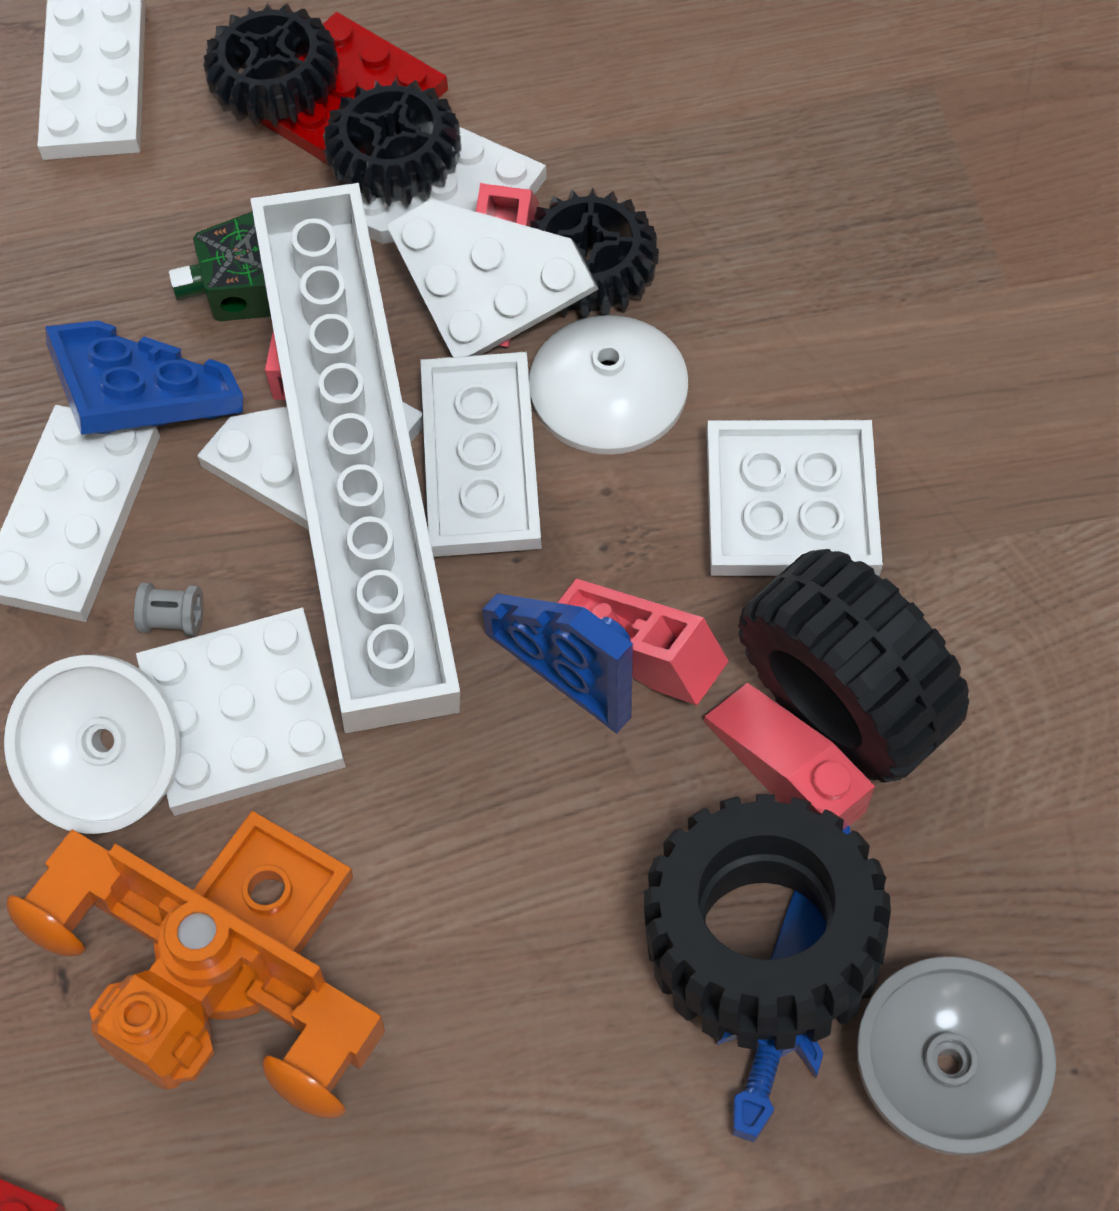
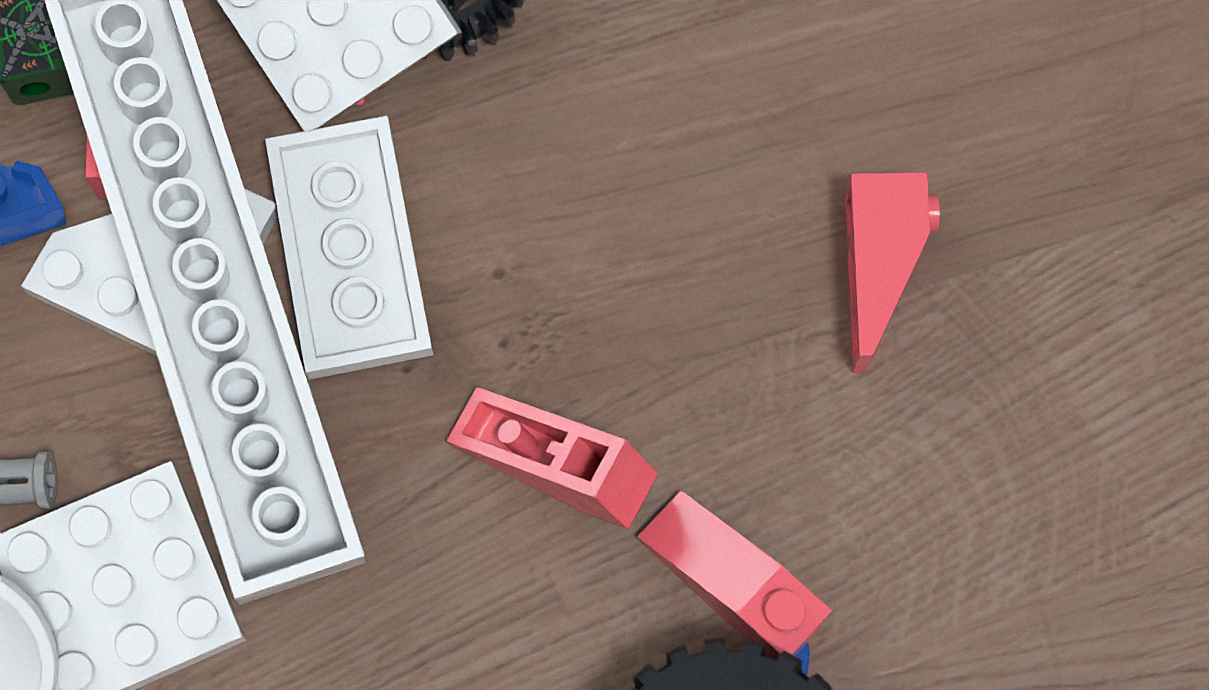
camera: 10 degrees left, 10 degrees up
(569, 649) = (501, 503): blue plate -> none
(613, 405) = (493, 172): white dish -> none
(790, 492) = (710, 263): white plate -> none
(855, 662) = (797, 481): black tyre -> none
(950, 494) = (885, 235): none -> coral slope

